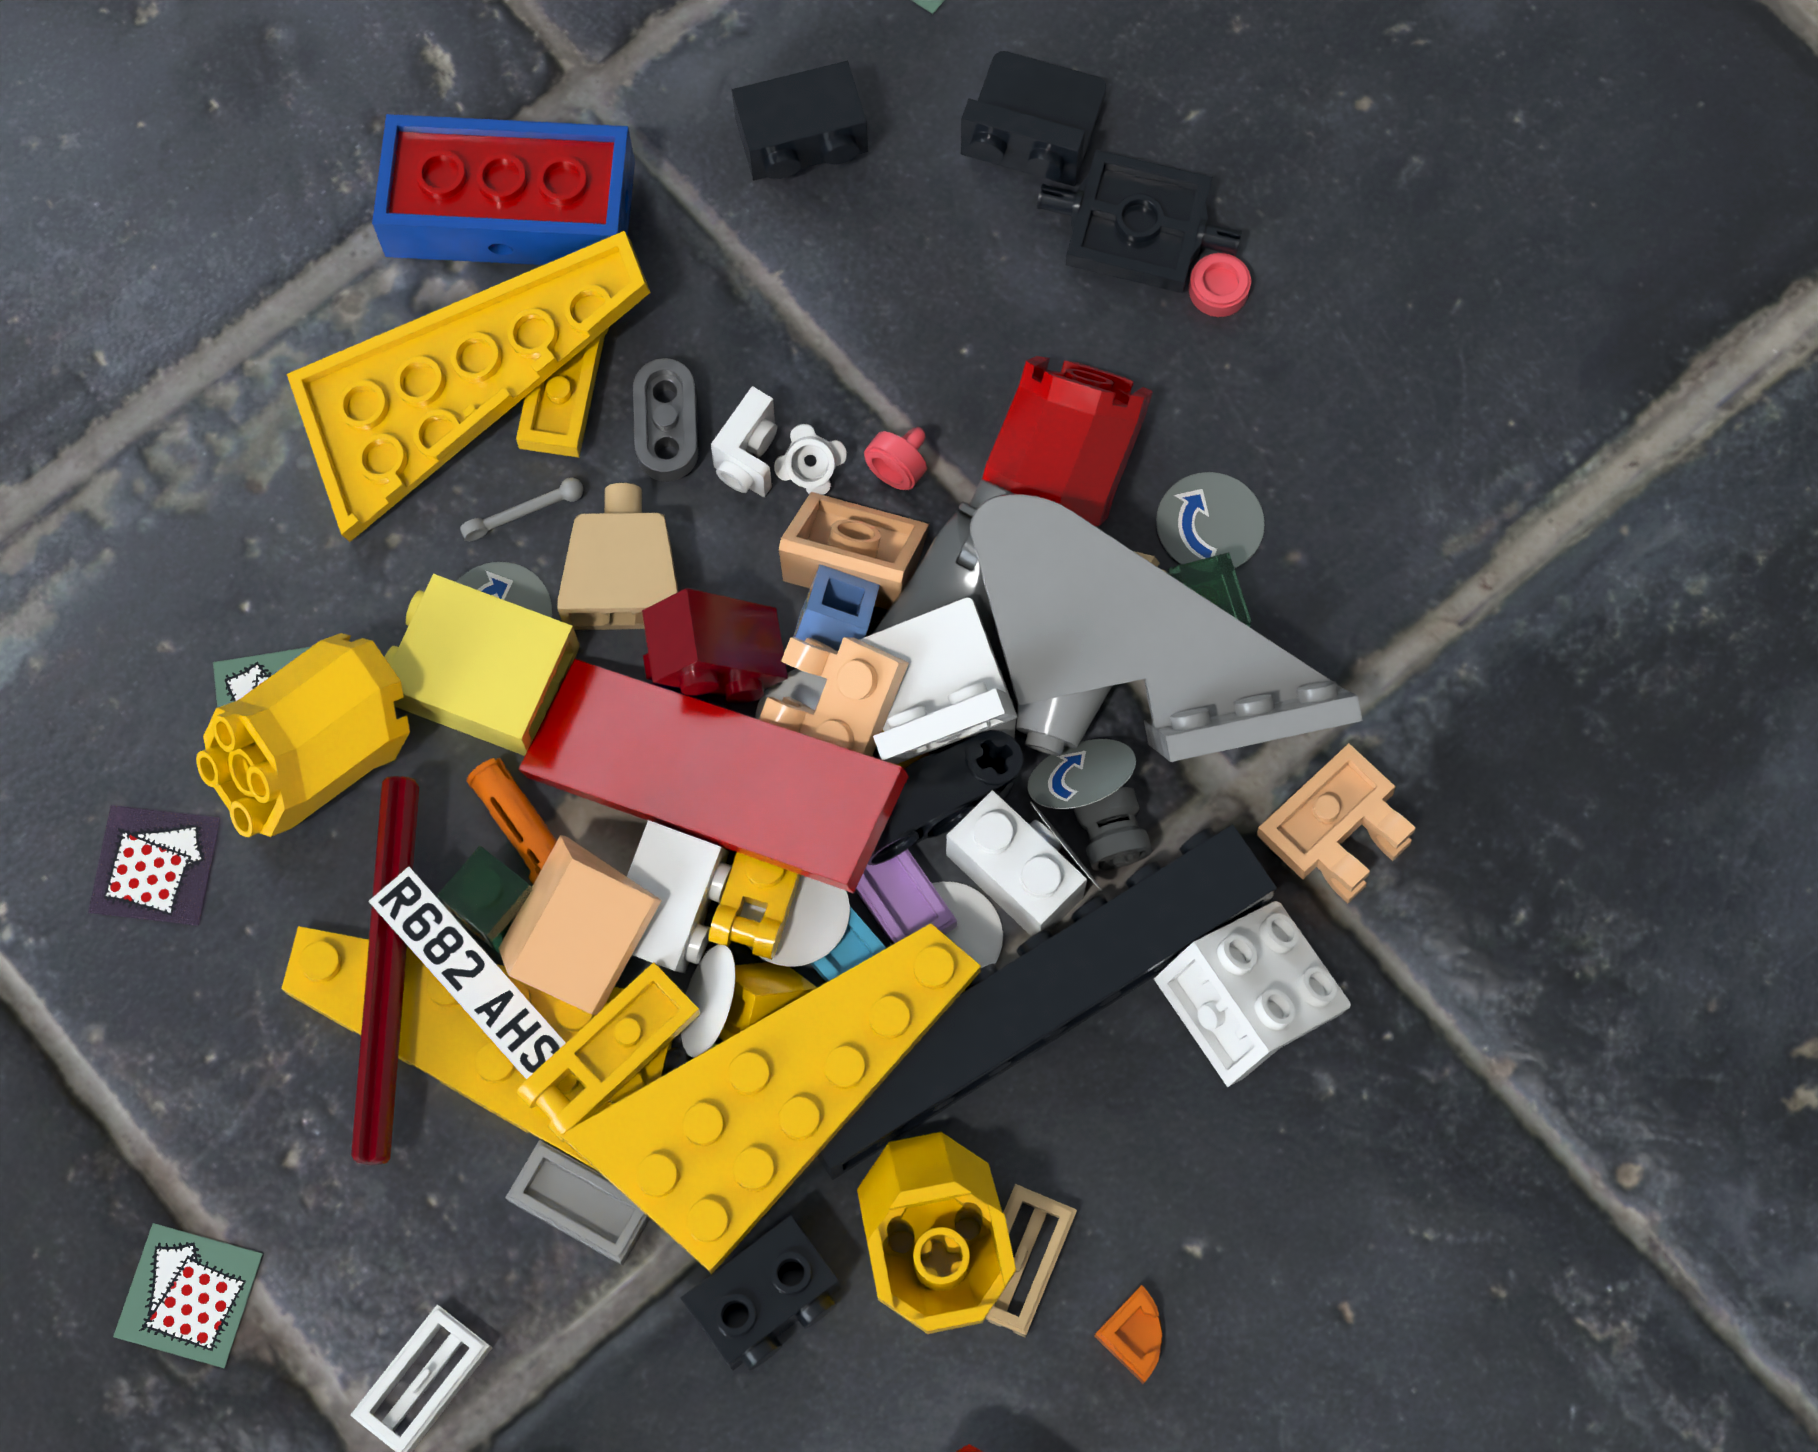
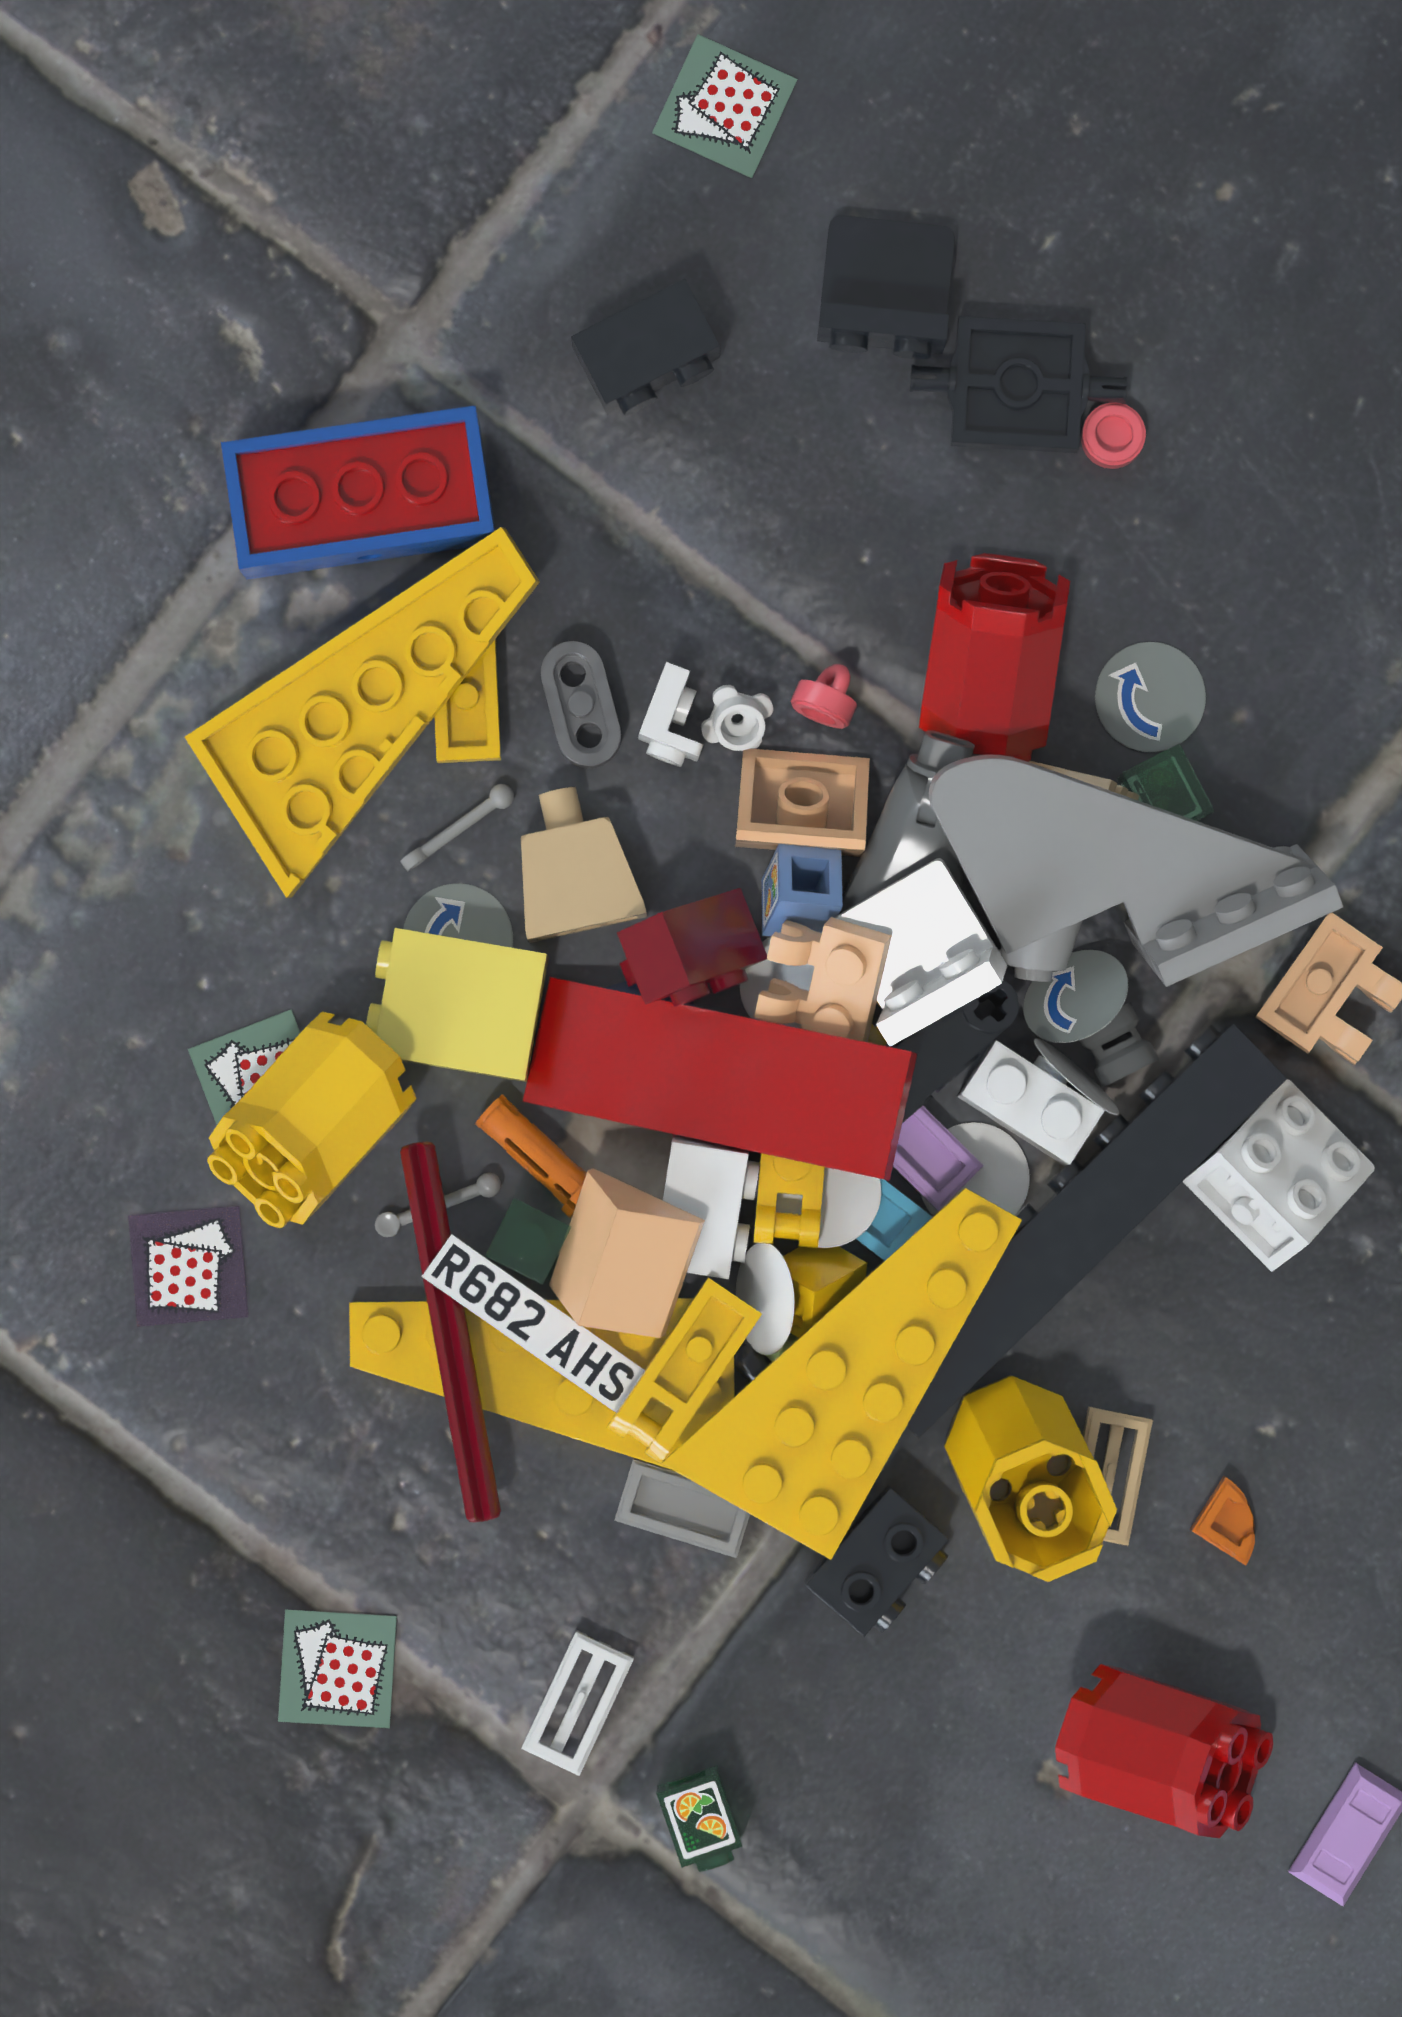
camera: 15 degrees left, 15 degrees up
(464, 844) = (487, 1185): none -> light grey hinge

